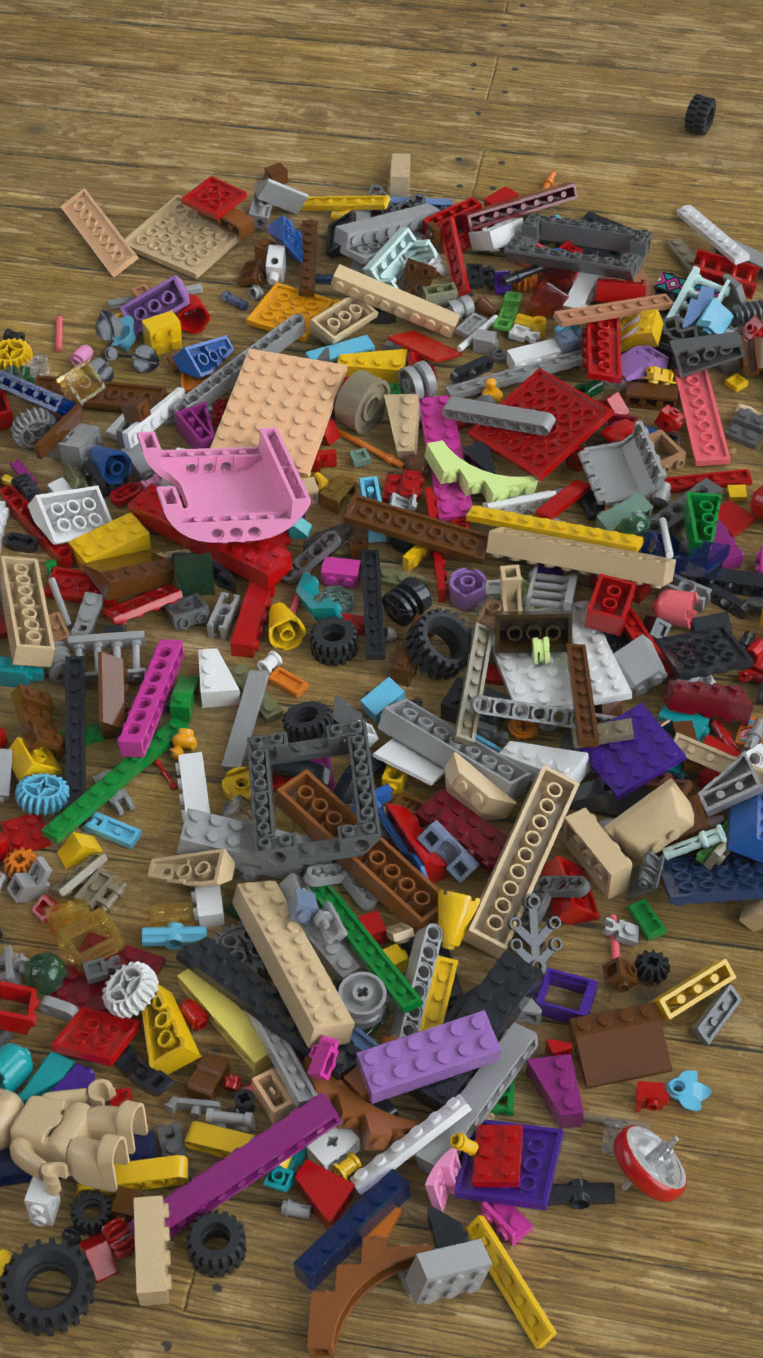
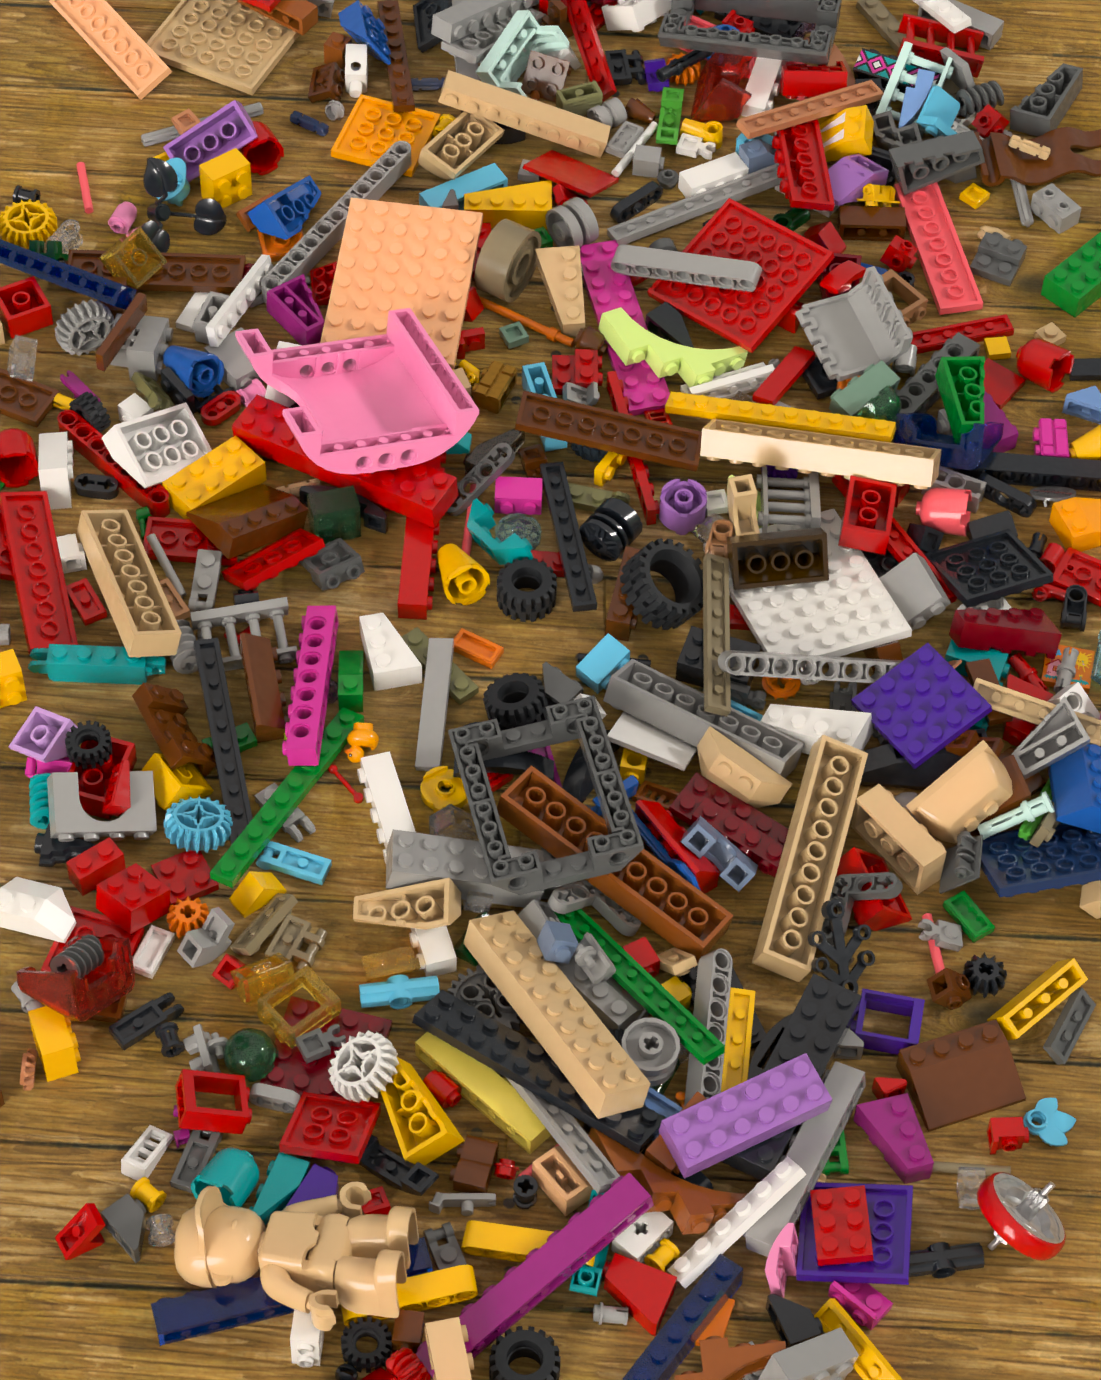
camera: 10 degrees left, 5 degrees up
(135, 410) = (217, 294): reddish brown brick -> none
(223, 616) = (379, 567): light grey piece -> none
(234, 1121) = (515, 1215): light grey plate -> none
(270, 662) = (450, 624): white bush -> none
(323, 1058) = (620, 1129): dark pink piece -> none
(455, 916) = (743, 936): yellow cone -> none
(464, 1144) = (800, 1216): yellow pin -> none
(492, 390) = (669, 230): light orange animal -> none
(540, 650) = (792, 583): yellowish green wheel -> none
(582, 696) = (854, 639): reddish brown plate -> none
(611, 732) = (886, 686): dark tan plate -> none
(666, 537) = (923, 420): white bar -> none

